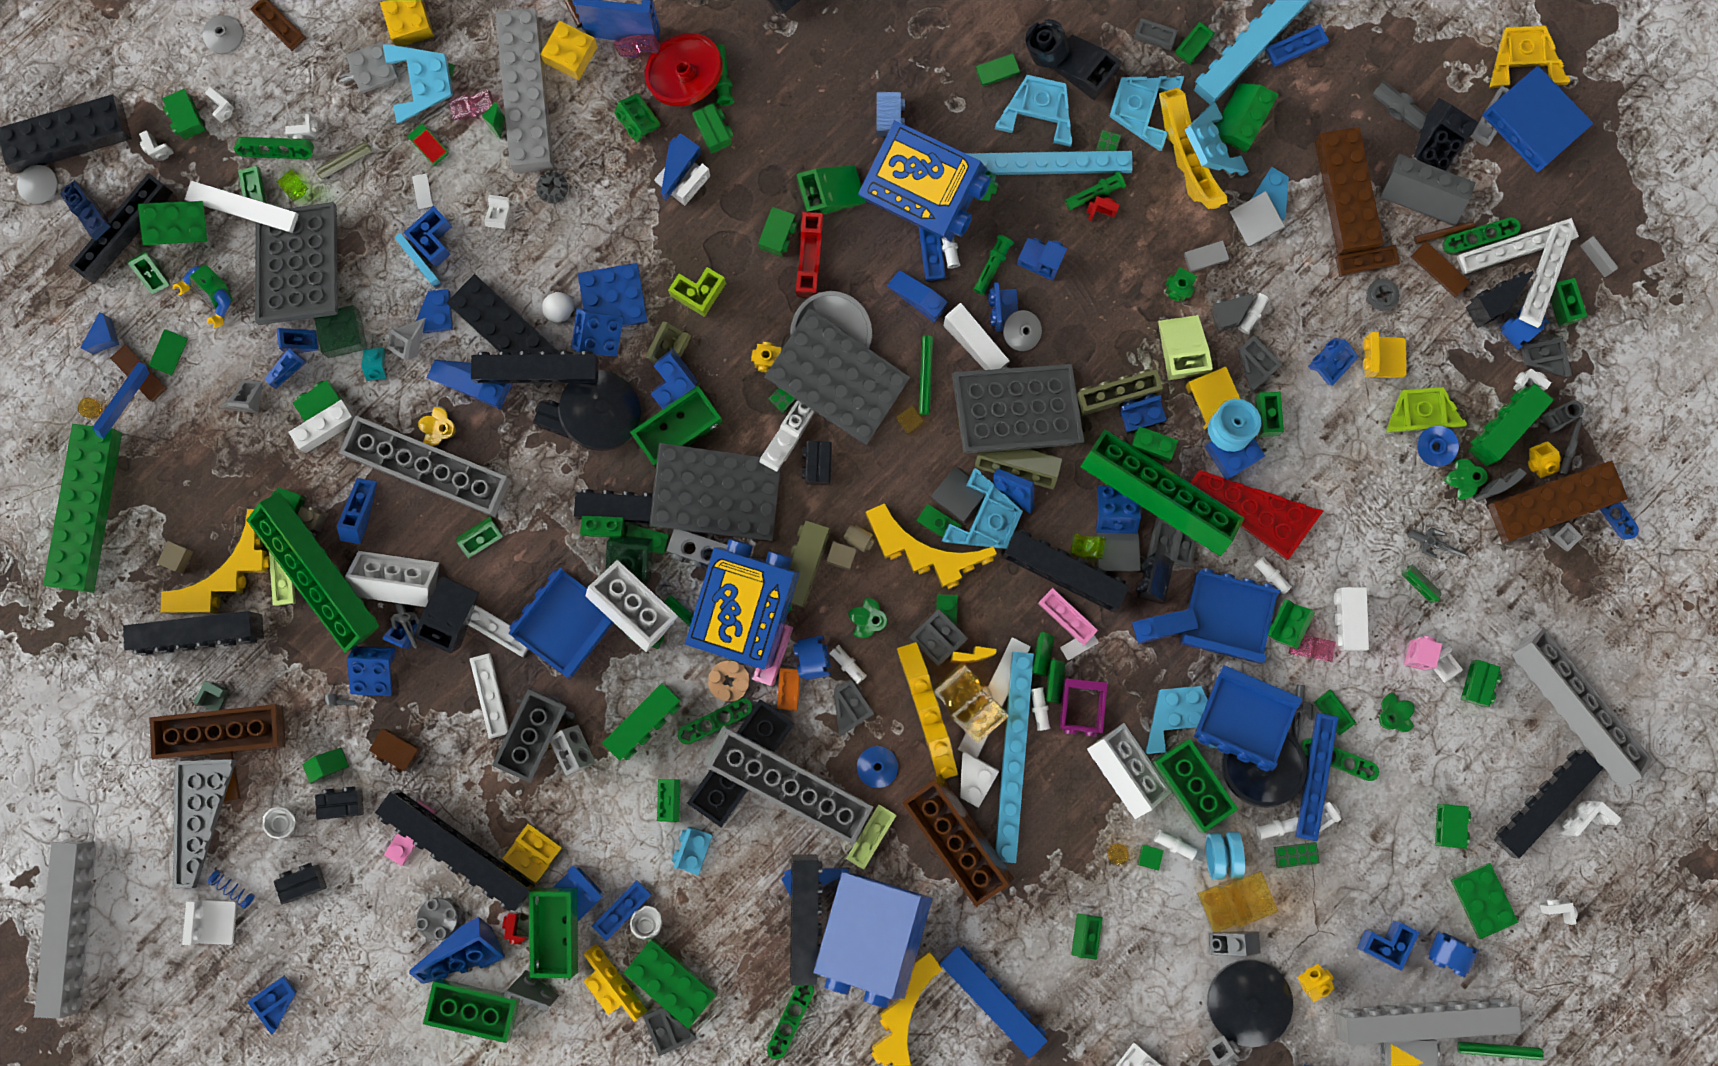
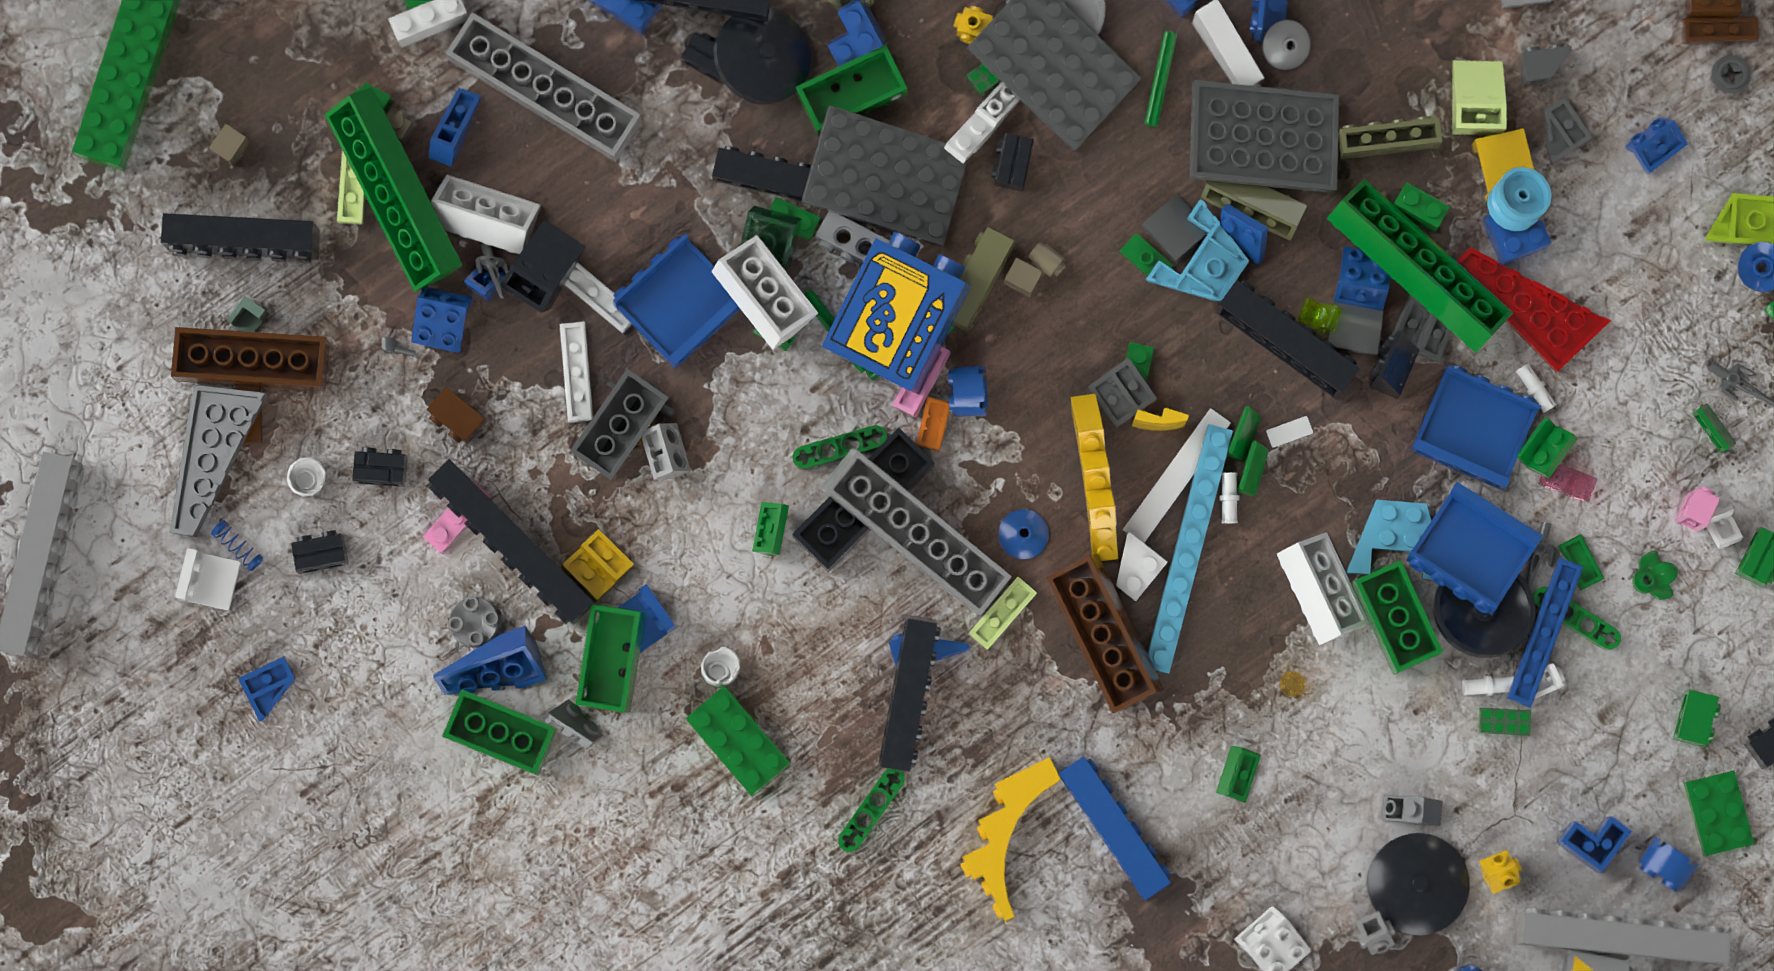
camera: 10 degrees right, 0 degrees up
(229, 578) = (288, 182): yellow arch -> none
(325, 764) = (368, 420): green slope -> none
(434, 425) = (560, 40): yellow plate -> none
(479, 537) = (593, 182): green slope -> none
(510, 924) = (559, 643): red bracket -> none
(602, 526) = (744, 193): green bracket -> none
(610, 987) = (664, 735): yellow bracket -> none
(621, 910) = (693, 648): blue plate -> none
(642, 722) = (755, 431): green piece -> none
(666, 1031) = (723, 798): dark grey wing -> none
(692, 850) = (787, 594): medium azure bracket -> none
(730, 669) = (851, 396): light nougat plate -> none
(848, 664) = (1009, 407): white pin -> none
(850, 707) = (1003, 458): dark grey wing -> none
(864, 618) = (1038, 355): green plate -> none
(872, 938) = (985, 726): brick -> none
(909, 420) = (1132, 129): clear yellow tile -> none
(947, 565) = (1147, 309): yellow arch -> none
(970, 702) = (1147, 474): clear yellow bracket -> none
(1067, 616) = (1281, 395): bright pink plate -> none
(1101, 687) = (1288, 479): magenta window -> none
(1142, 413) = (1414, 168): blue bracket -> none
(1150, 857) = (1330, 694): green tile -> none
(1164, 626) = (1394, 424): blue slope -> none
(1175, 844) = (1362, 684): white pin -> none
(1180, 285) = (1487, 21): green brick -> none
(1225, 855) = (1418, 704): medium azure wheel -> none
(1237, 902) = (1423, 761): clear yellow bracket -> none
(1253, 313) = (1569, 71): white pin -> none
(1270, 410) = (1566, 194): green brick -> none
(1351, 619) = (1620, 455): white brick -> none
(1384, 356) = (1718, 149): yellow bracket -> none

